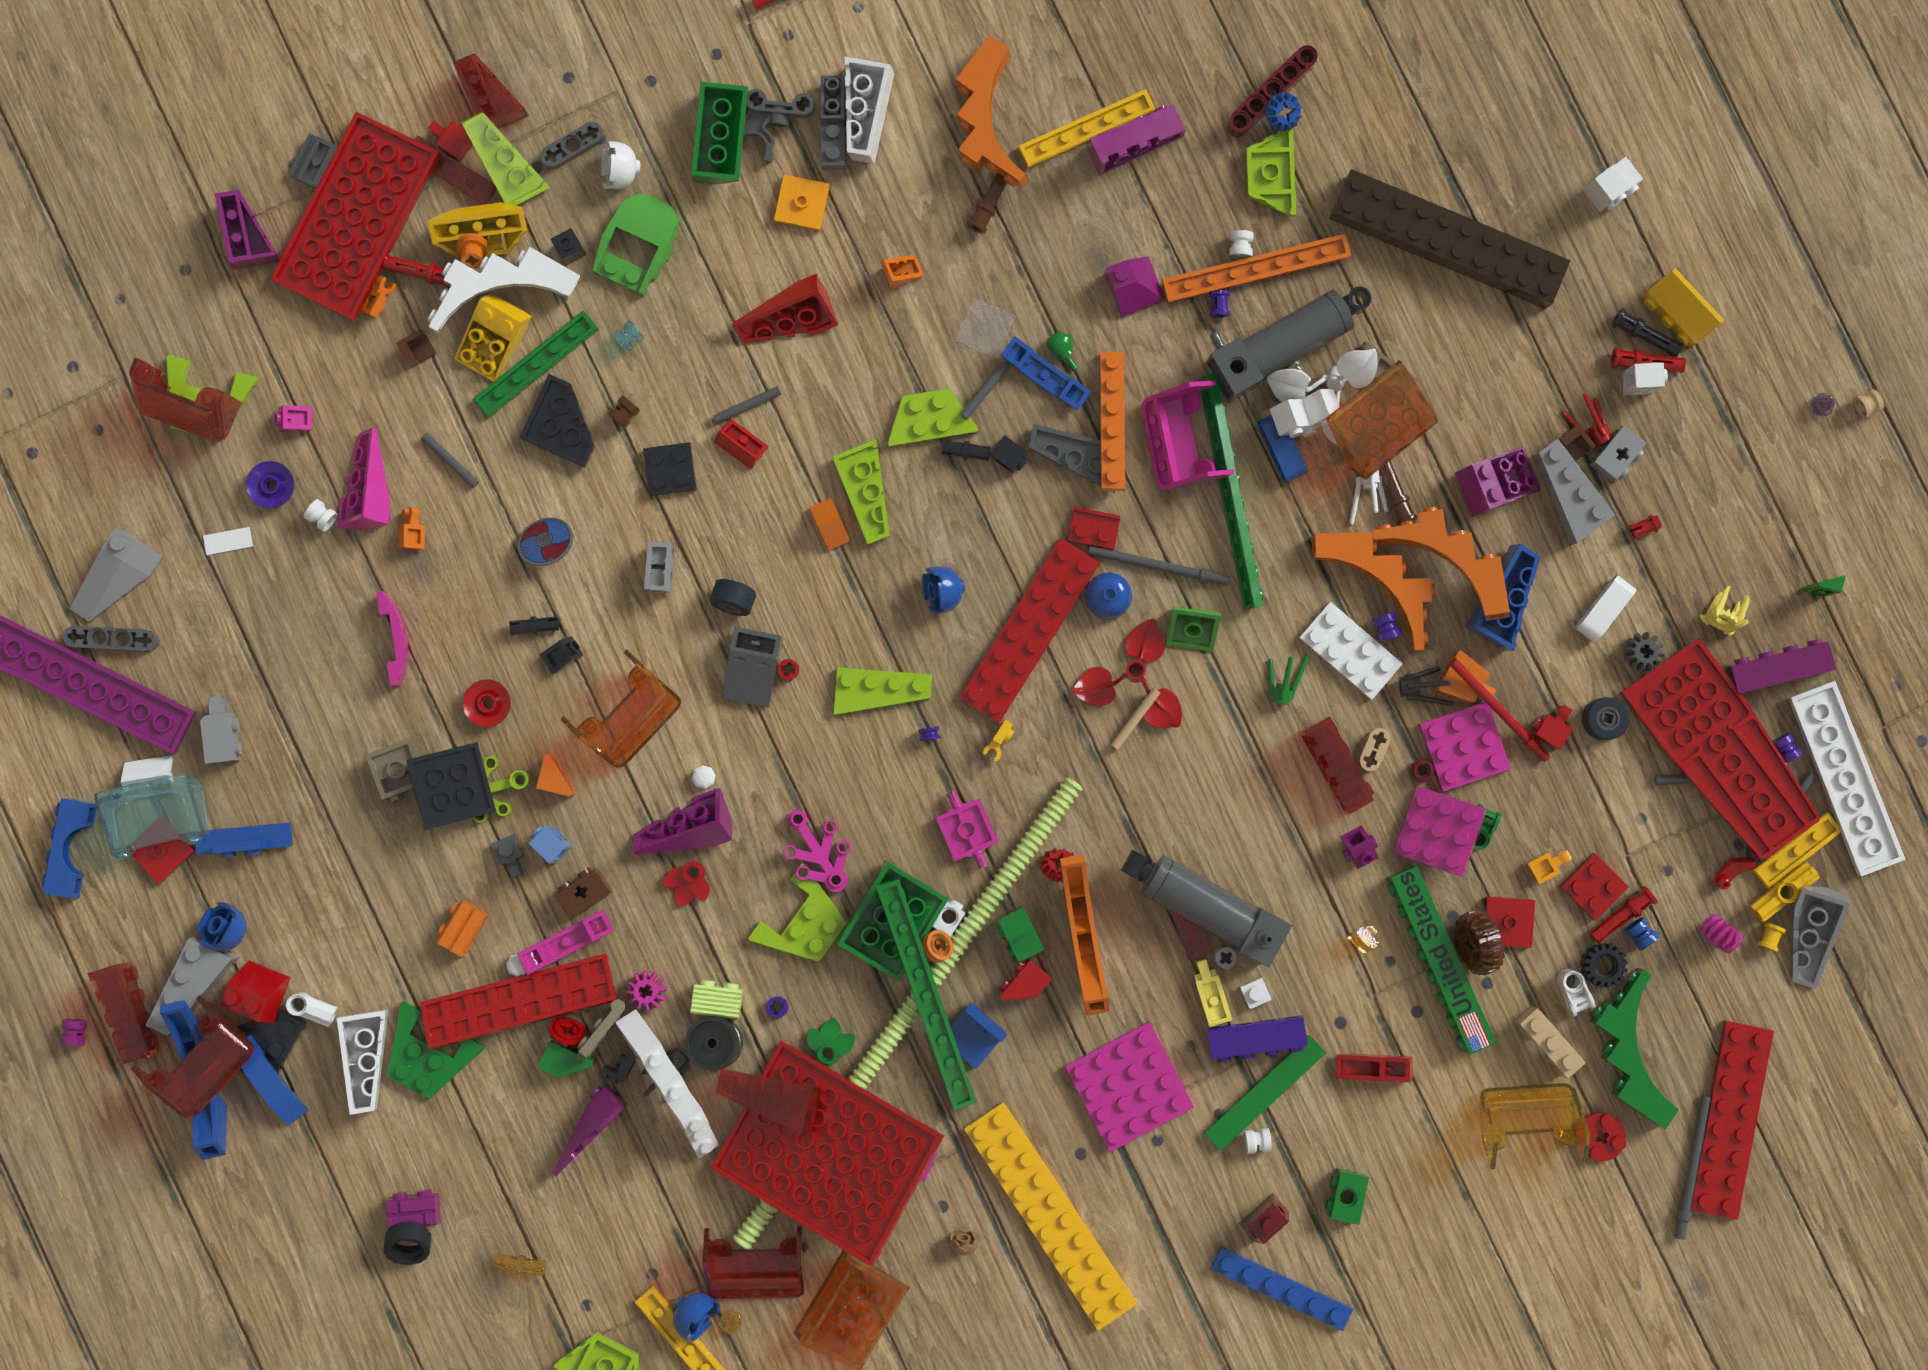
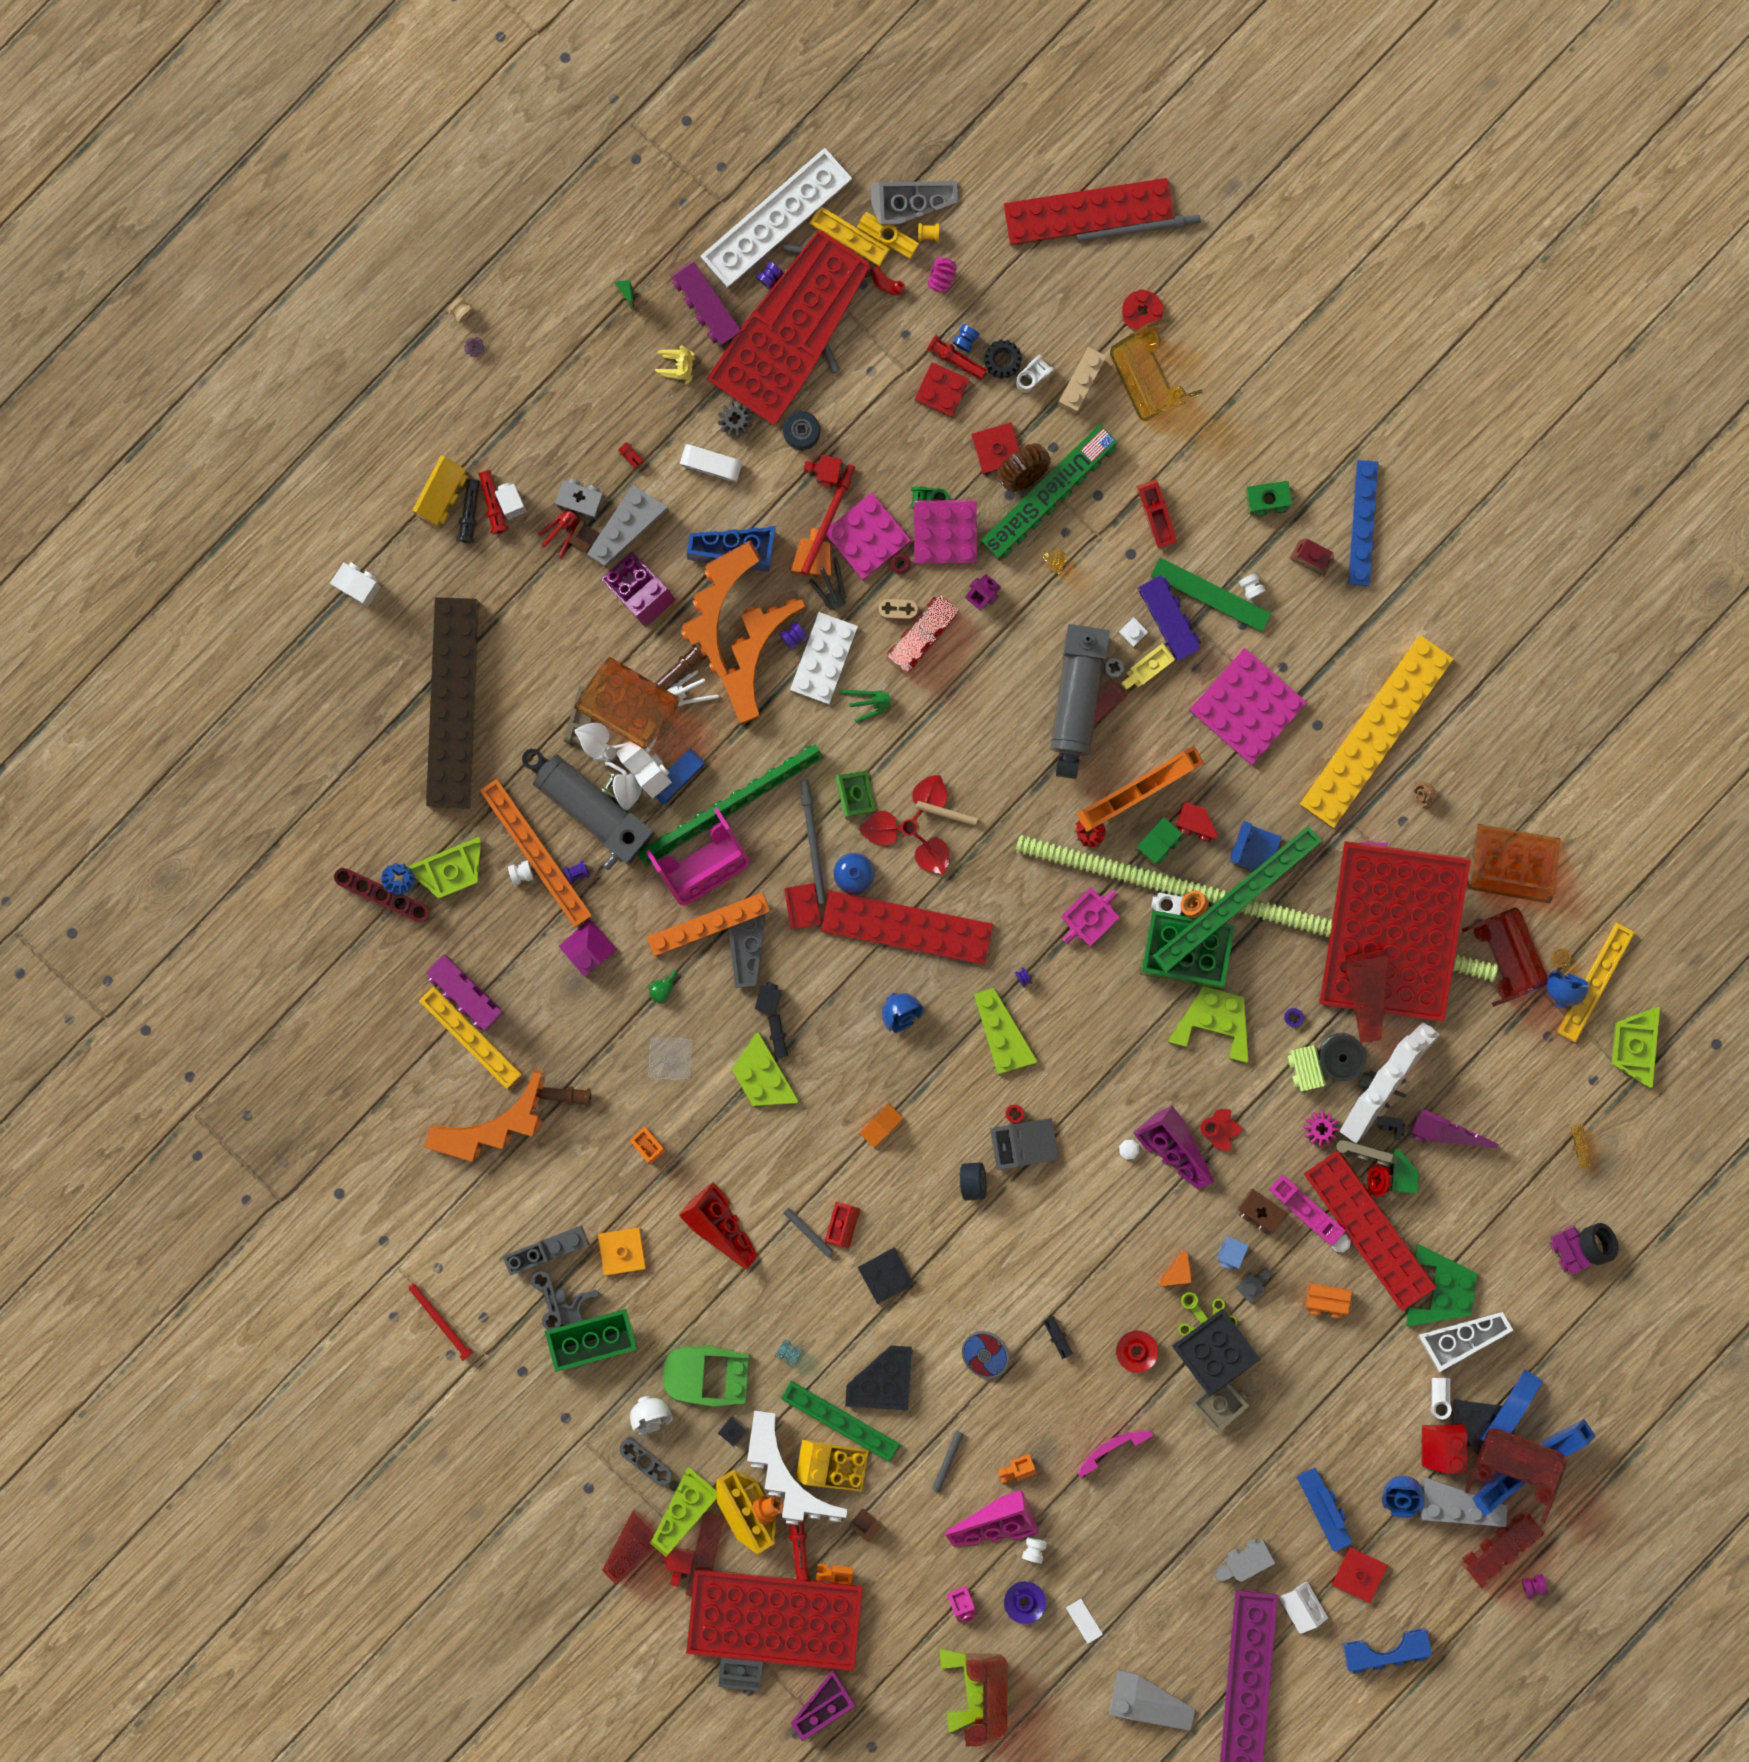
camera: 105 degrees left, 0 degrees up
(111, 636) = (1199, 1686): dark grey beam -> none
(152, 814) = (1333, 1589): clear light blue windscreen -> none
(561, 654) = (1073, 1305): black bracket -> none
(623, 411) = (853, 1331): reddish brown wheel -> none
(633, 719) = (1103, 1225): clear orange windscreen -> none
(659, 567) = (971, 1251): light grey brick -> none
(819, 854) = (1156, 1029): dark pink plant -> none
(830, 1038) = (1302, 963): green plate -> none
(864, 486) = (837, 1110): lime wing -> none
(867, 99) = (522, 1227): white wedge -> none
(985, 389) = (721, 1039): dark grey bar -> none
(1003, 734) = (1001, 916): yellow plate -> none
(1044, 374) = (690, 994): blue slope -> none
(1546, 867) = (941, 435): light orange plate -> none
(1622, 1052) = (1069, 318): green arch -> none

